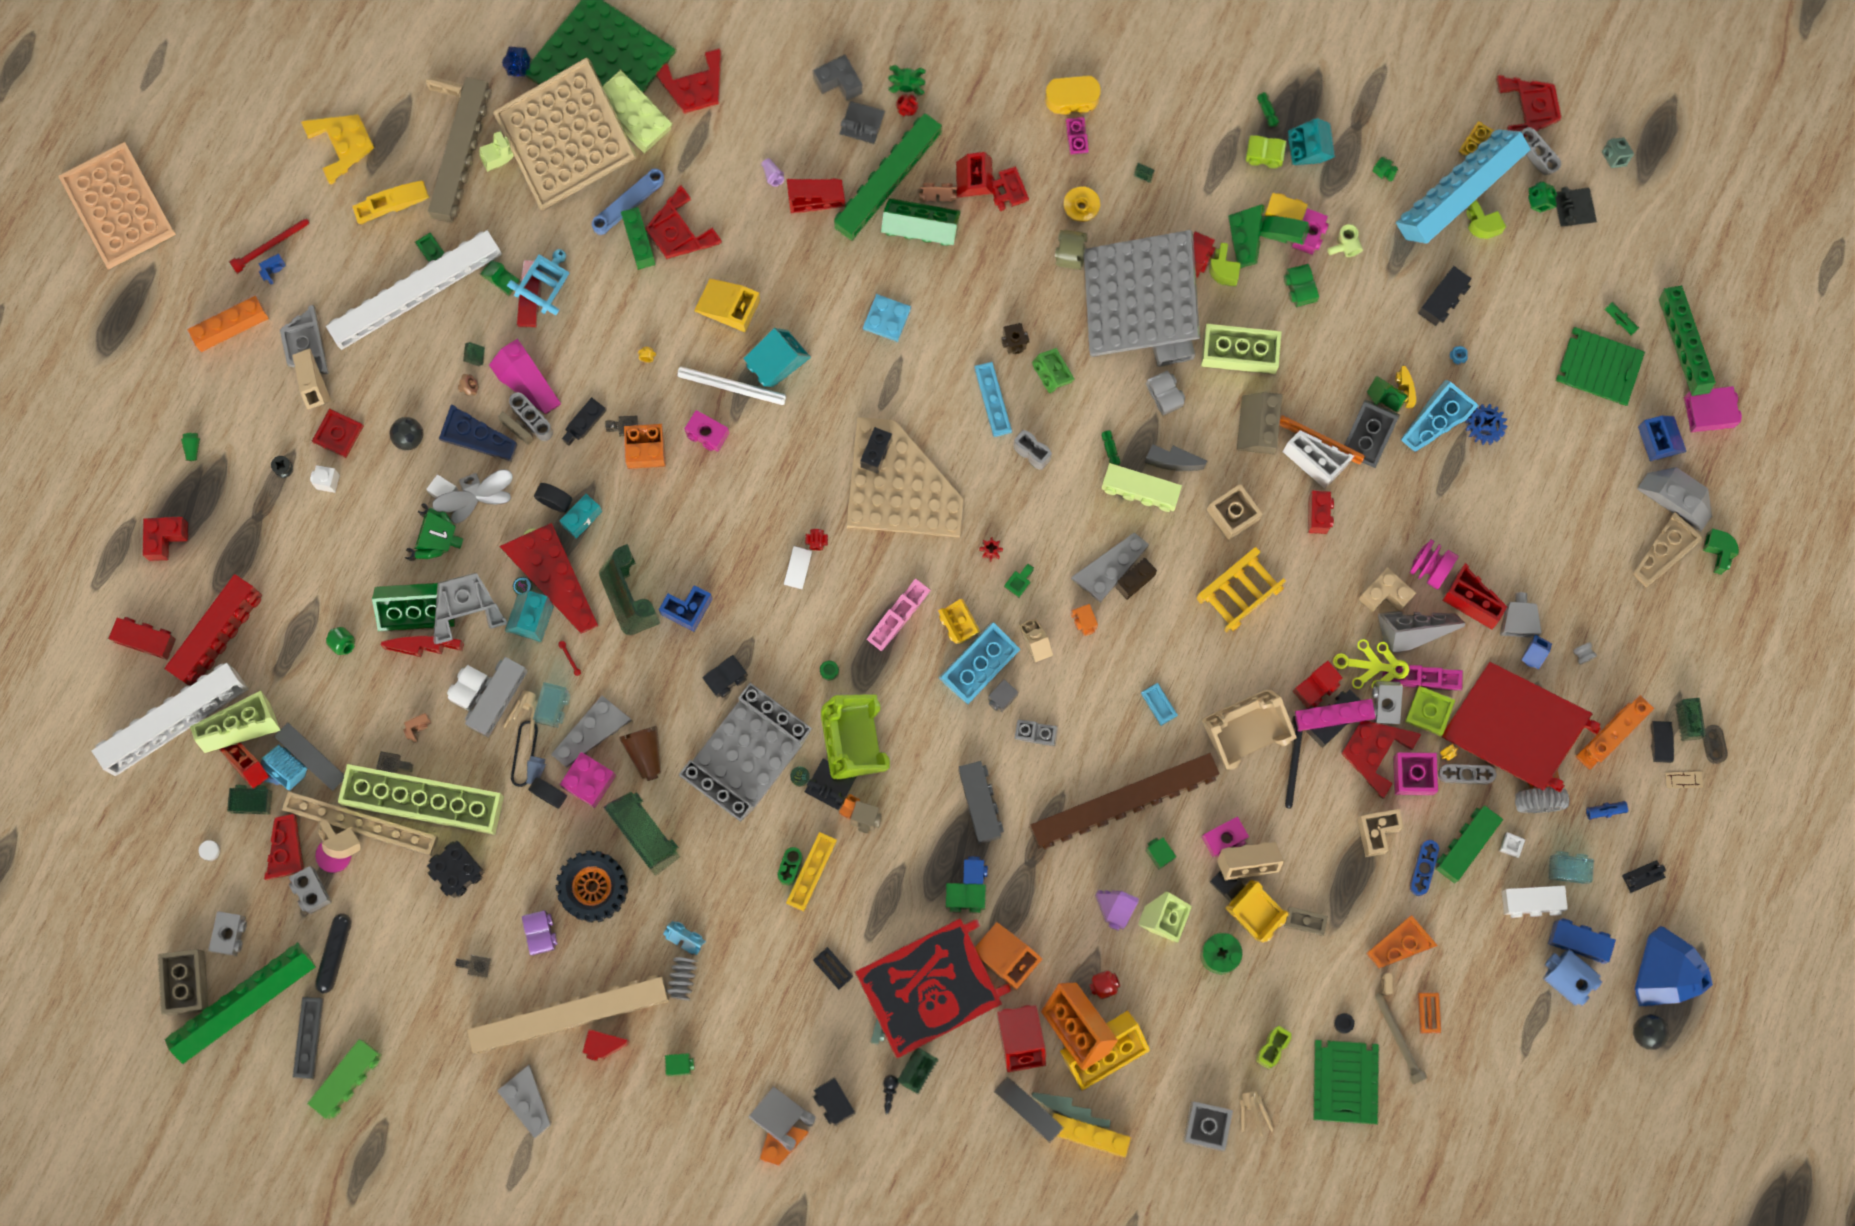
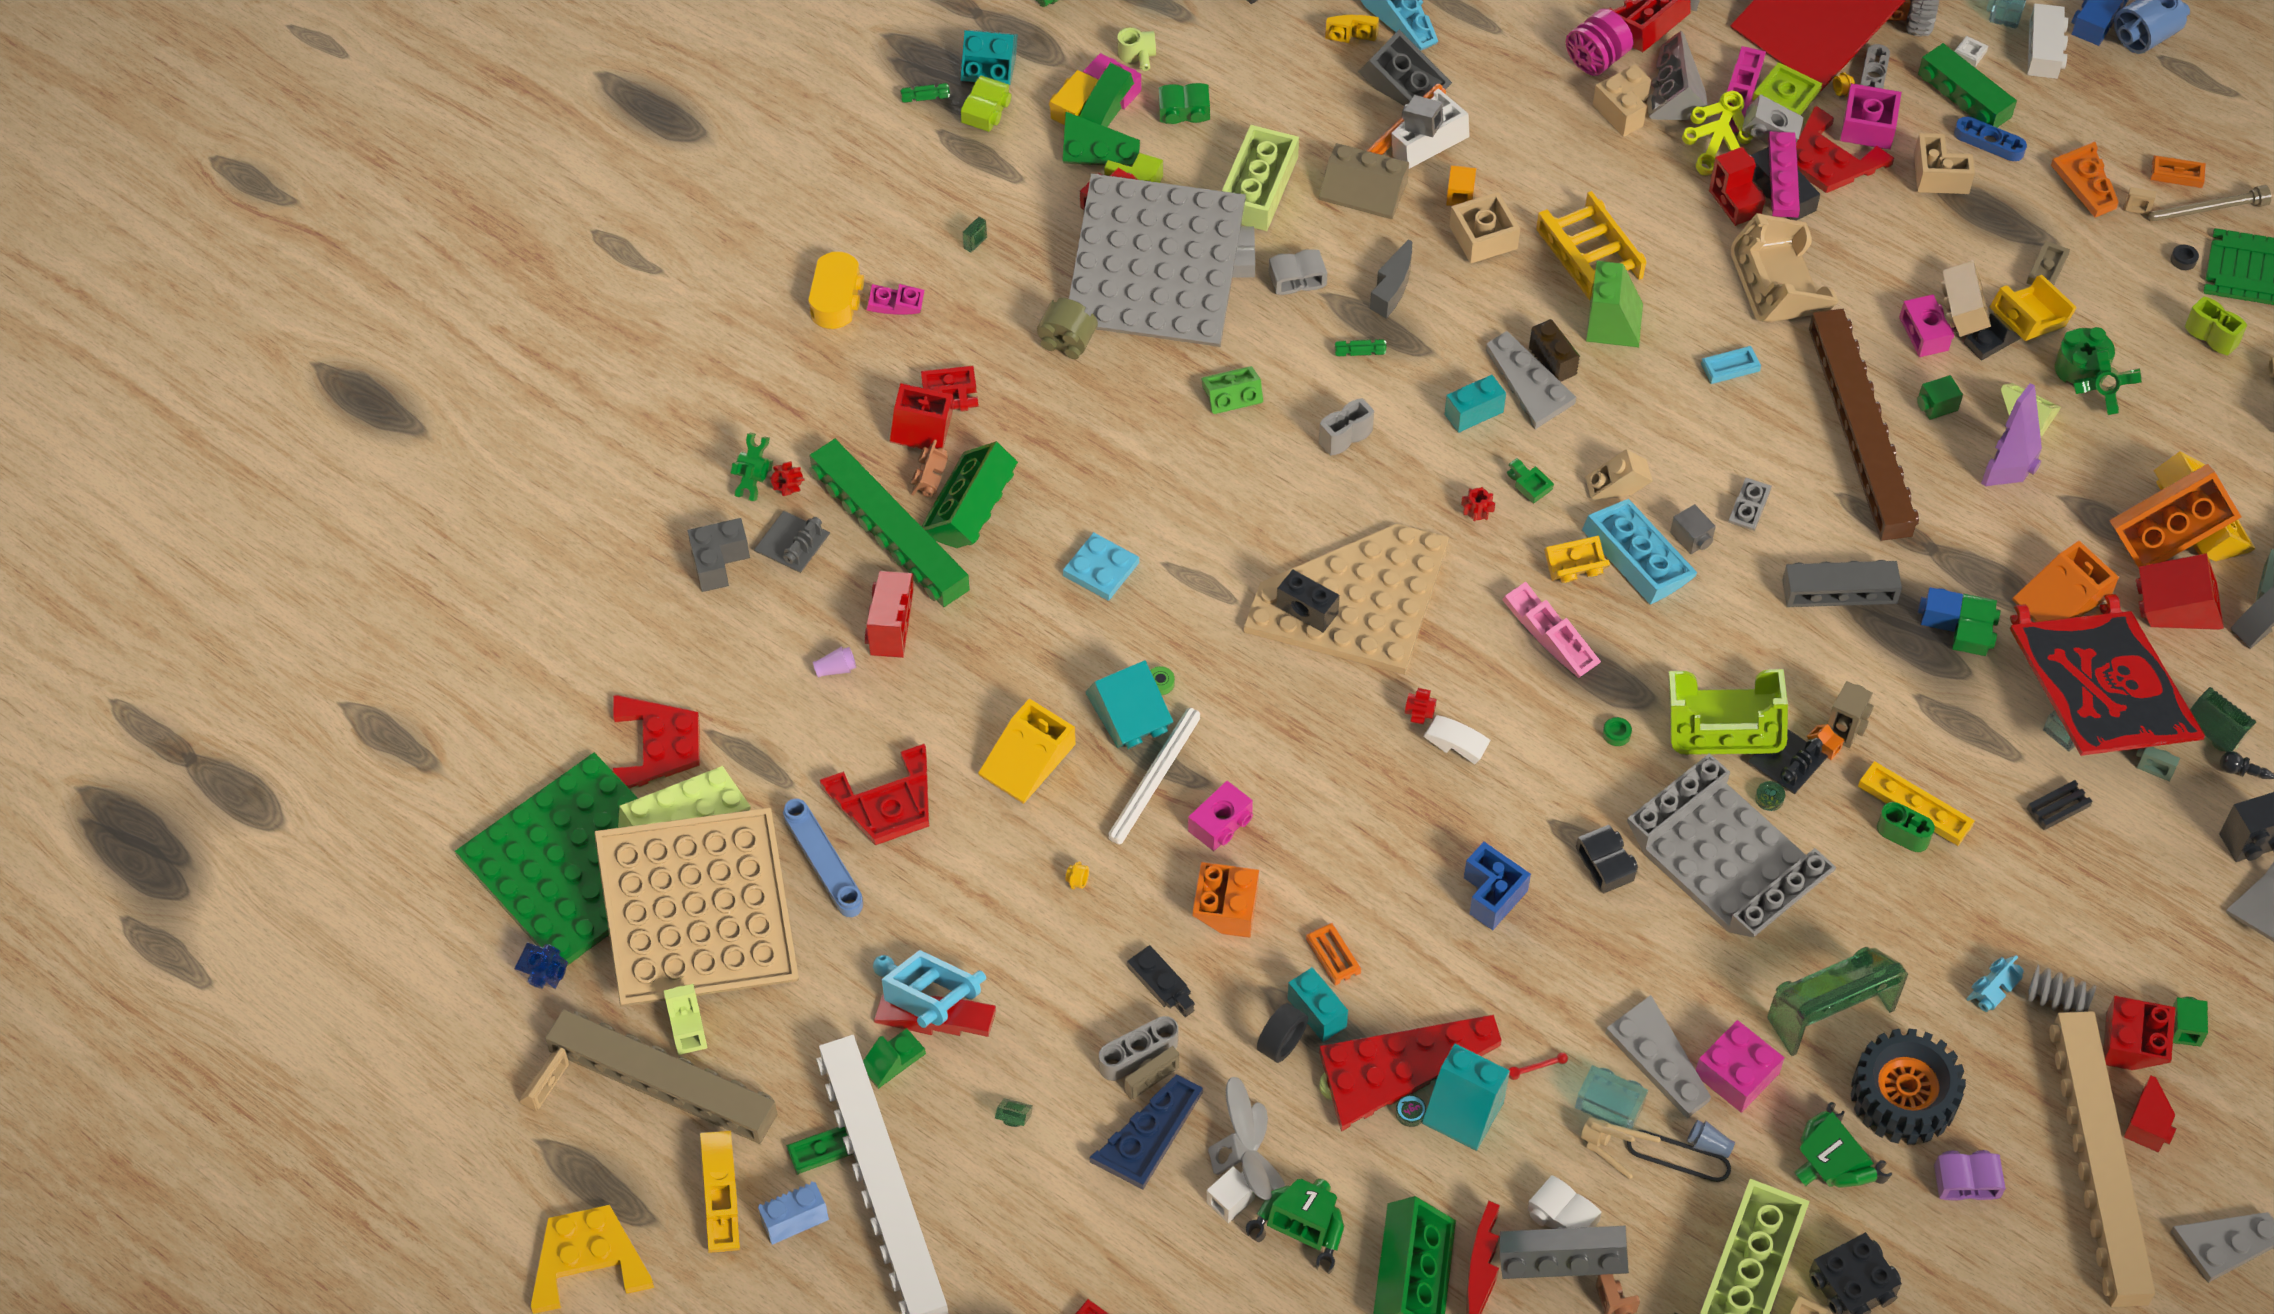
camera: 75 degrees left, 20 degrees down
(383, 246) = (793, 1213): none -> medium blue brick
(406, 433) = (1126, 1227): pearl dark grey piece -> none
(433, 690) = (1564, 1252): none -> dark grey brick
(459, 598) = (1427, 1181): light grey wing -> none
(468, 385) = (1063, 1130): medium nougat piece -> none
(477, 966) = (2014, 1274): clear smoke plate -> none
(495, 697) = (1587, 1170): light grey brick -> none
(518, 371) = (1064, 1049): dark pink wedge -> none
(536, 845) = (1835, 1154): none -> green torso
(547, 792) = (1753, 1120): black tyre -> none
(612, 426) = (1182, 926): clear smoke plate -> none
(628, 526) = (1322, 957): none -> orange tile
(631, 615) = (1454, 962): clear green windscreen -> none
(638, 238) = (888, 851): green brick -> none
(644, 751) = (1704, 980): reddish brown cone -> none
(659, 1031) = (2138, 1034): none -> red slope
(805, 374) = (1164, 679): none -> bright green tile
(992, 399) = (1255, 466): medium azure tile -> none
(1014, 338) = (1177, 417): dark brown brick -> none
(1076, 532) = (1475, 403): none -> teal brick
(1083, 196) = (997, 302): yellow dish -> none
(1085, 619) = (1600, 417): orange brick -> none
(1105, 984) = (2114, 490): red head -> none
(1141, 487) = (1427, 319): yellowish green brick -> none
(1180, 613) = (1614, 307): none -> bright green slope
(1196, 969) = (2122, 378): none -> green pin
(1273, 490) = (1460, 185): none -> light orange brick
(1293, 766) = (1849, 243): black piece -> none
(1314, 447) = (1423, 116): none -> flat silver brick
(1320, 512) = (1502, 144): red brick -> none
(1385, 393) = (1357, 48): green slope -> none

